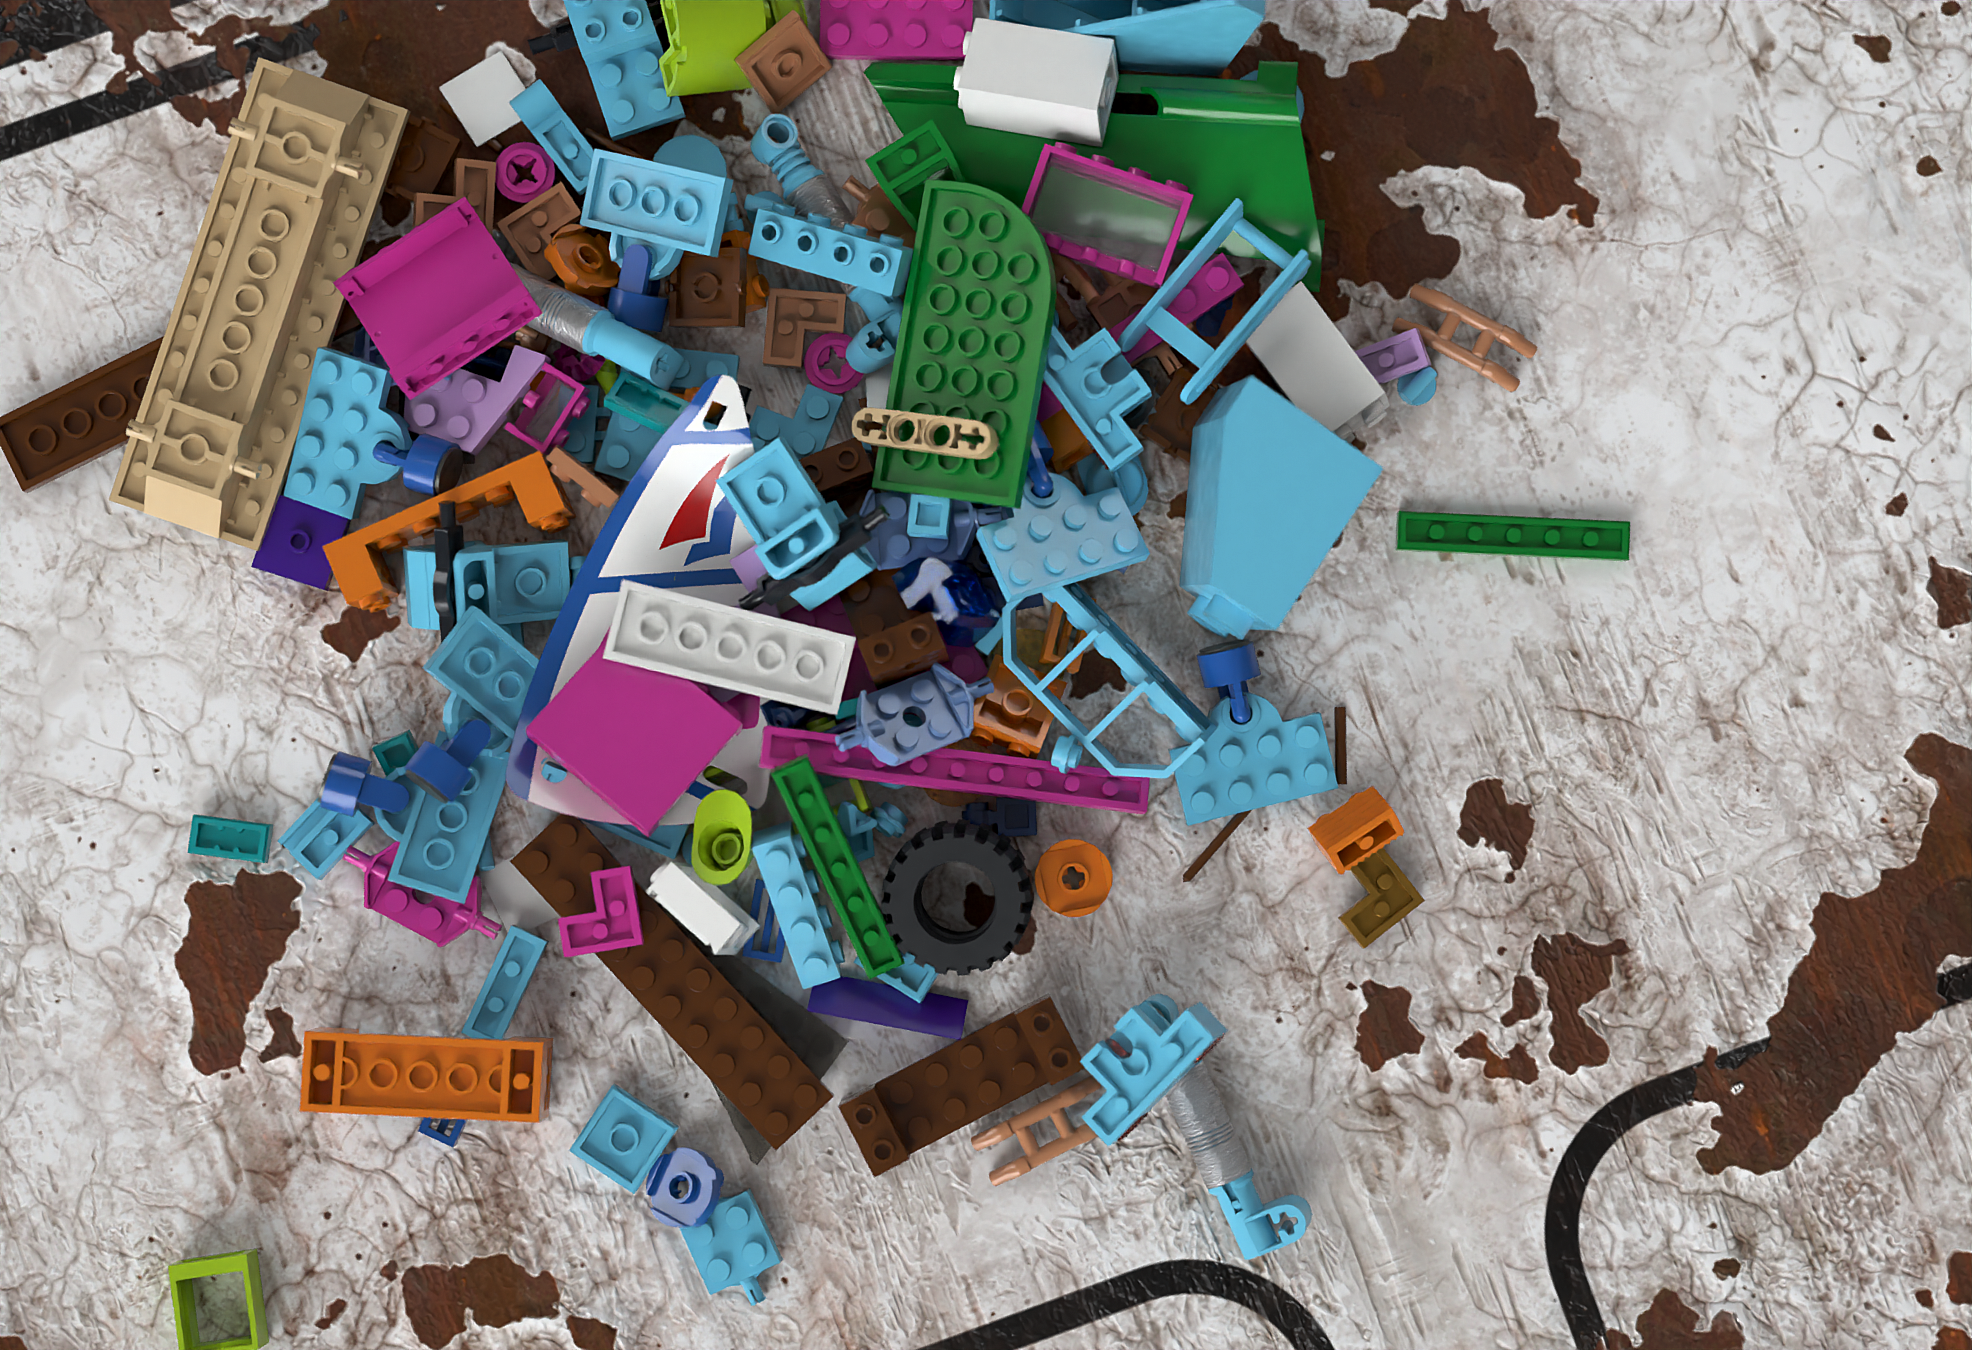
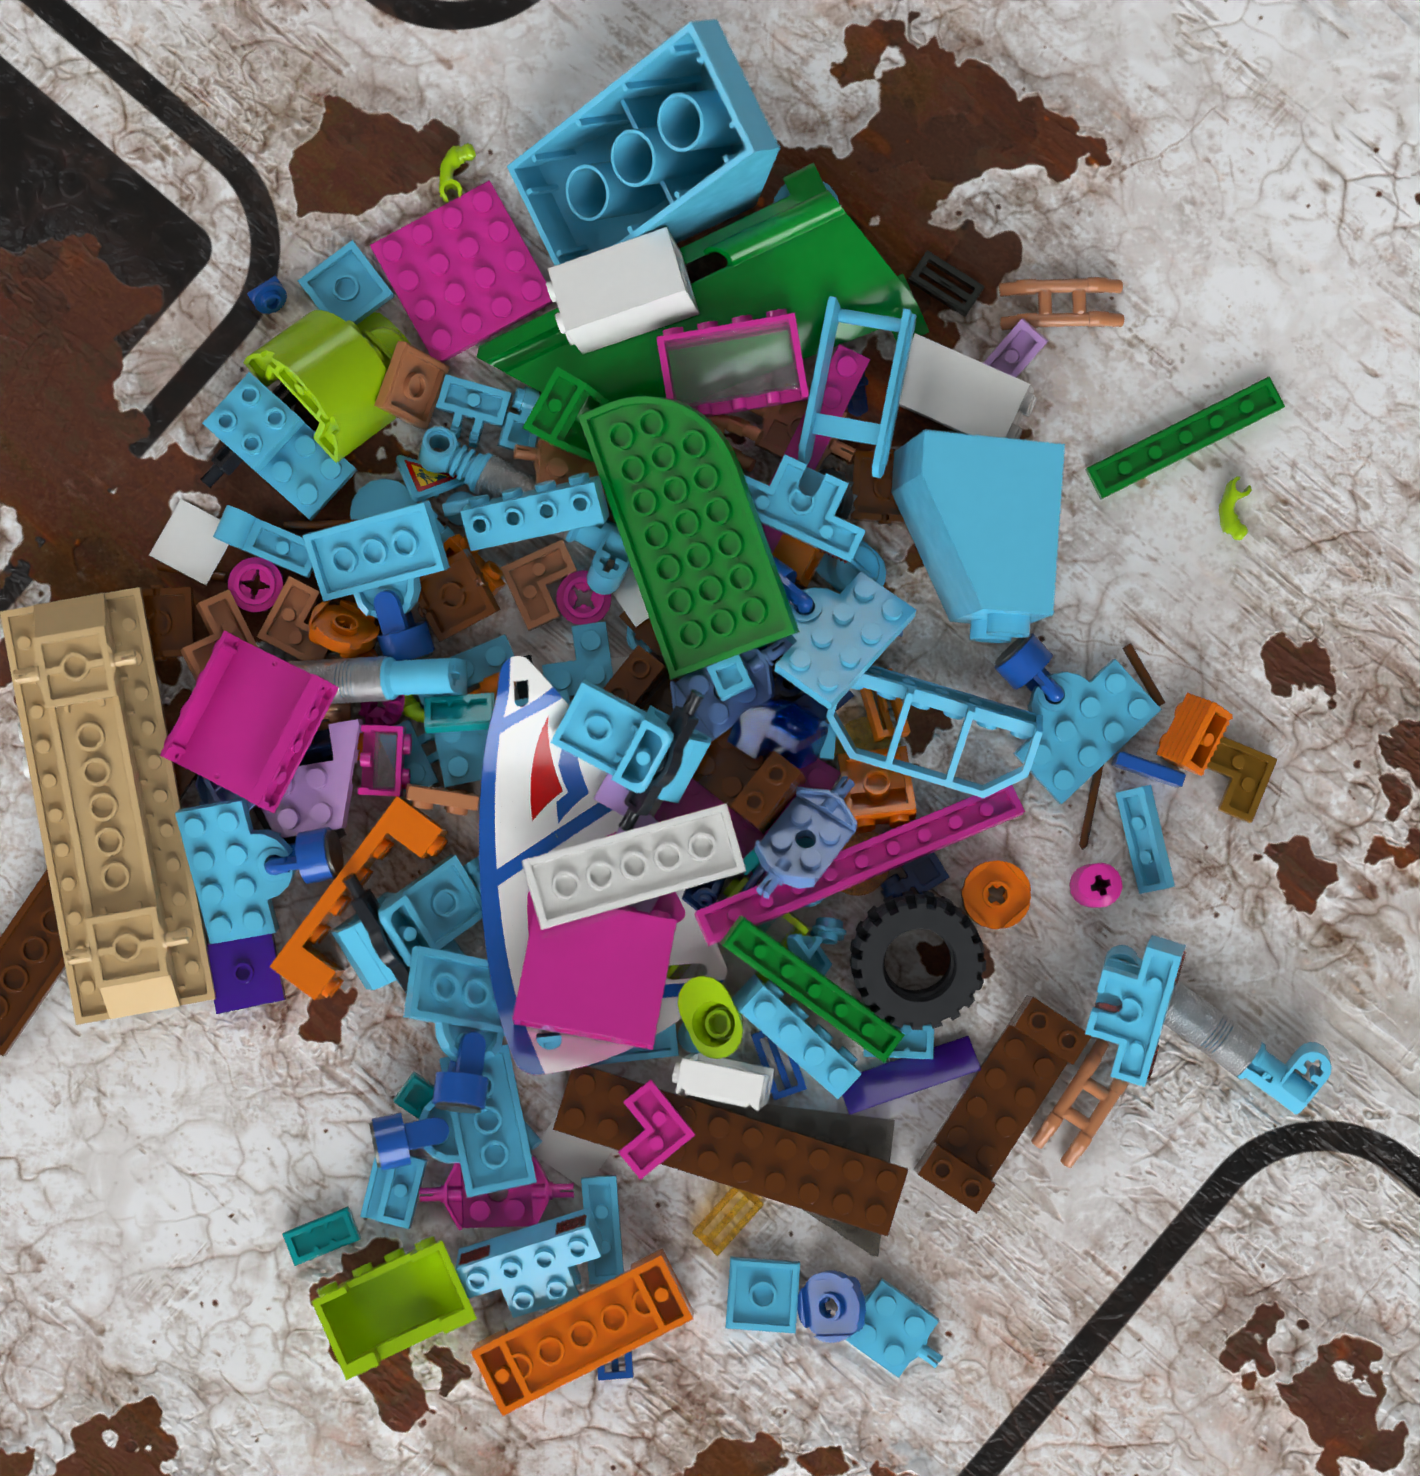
camera: 30 degrees left, 0 degrees up
(254, 944) = (392, 1306): none -> lime cylinder
(416, 981) = (532, 1264): none -> medium azure piece
(601, 1055) = (708, 1240): none -> clear yellow tile
(741, 164) = (423, 483): none -> piece
(836, 114) = (474, 402): none -> medium azure hinge
(855, 163) = (512, 430): none -> medium azure plate
(923, 436) = (689, 611): tan beam -> none
(1066, 753) = (939, 801): medium azure plate -> none
(1183, 936) = (1105, 895): none -> dark pink piece
(1249, 906) = (1145, 839): none -> medium azure plate
(1292, 839) = (1149, 769): none -> blue tile
(1348, 259) = (940, 295): none -> pearl dark grey tile
(1417, 386) = (1046, 363): medium azure plate -> none
(1510, 638) = (1228, 518): none -> lime piece

